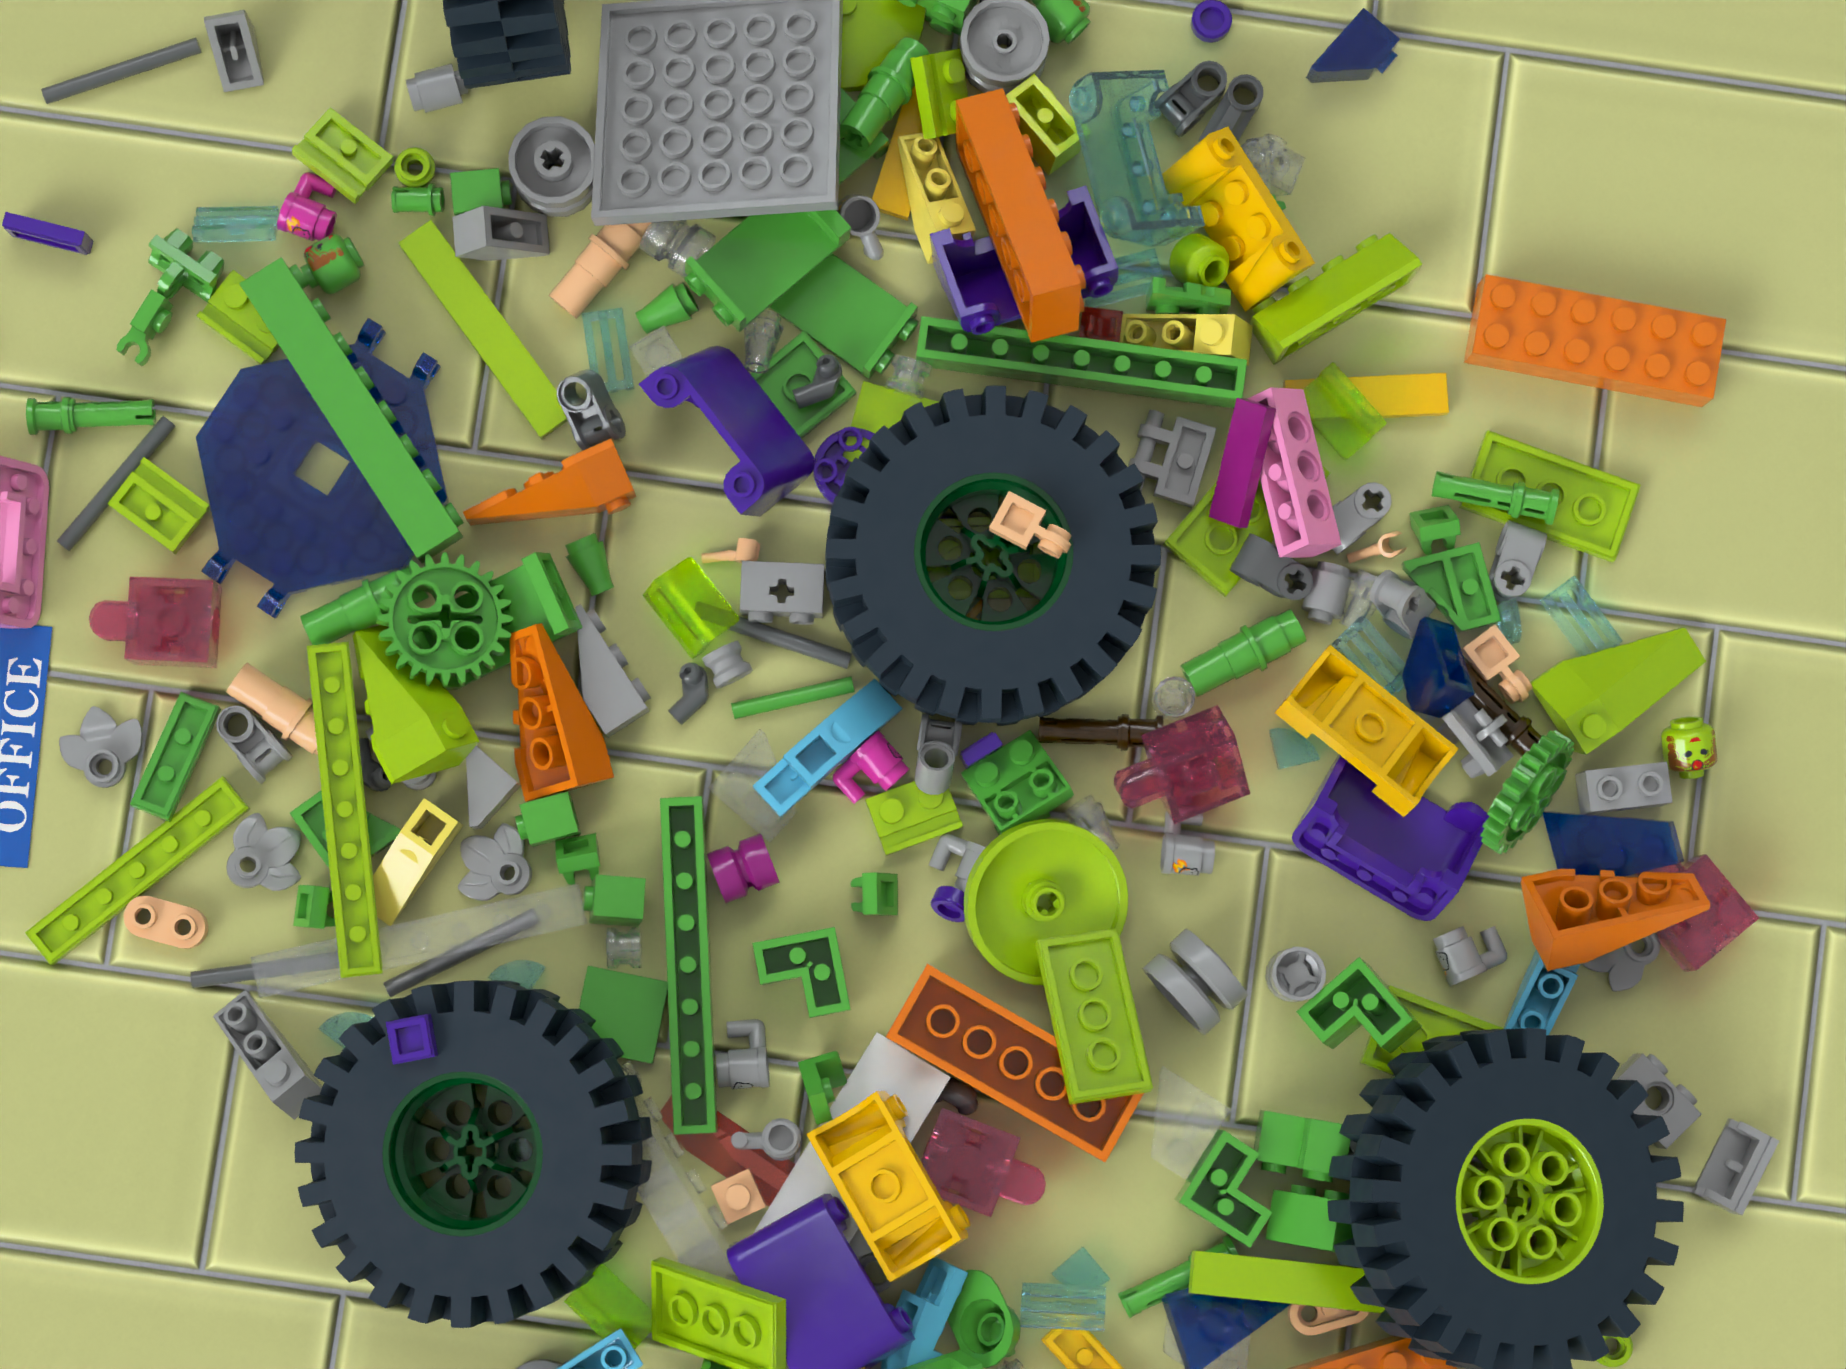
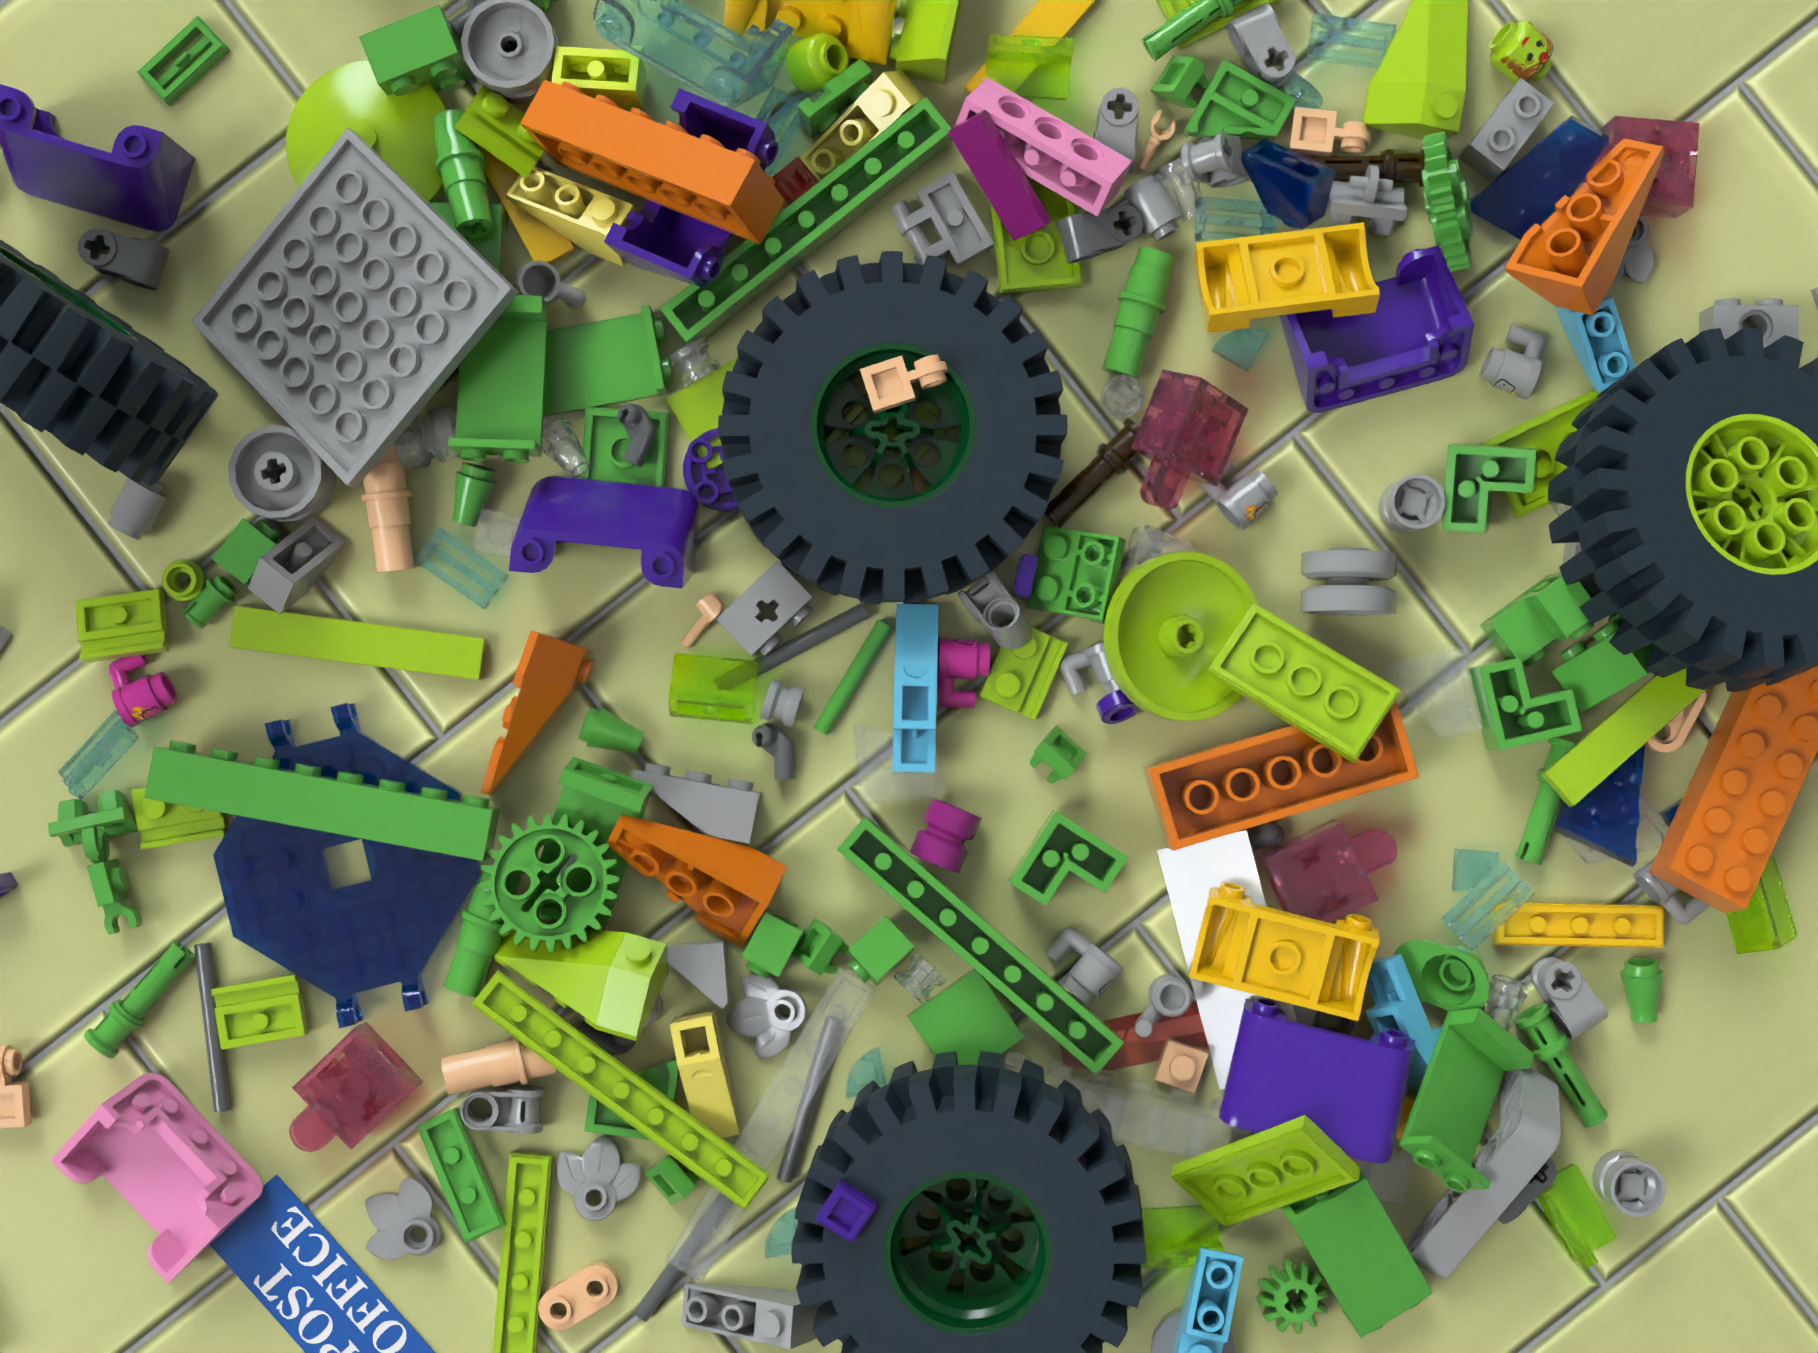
camera: 40 degrees left, 5 degrees up
(332, 264) = (197, 711): bright green head -> none
(592, 412) = (496, 624): dark grey piece -> none
(820, 1077) = (1151, 926): bright green bracket -> none

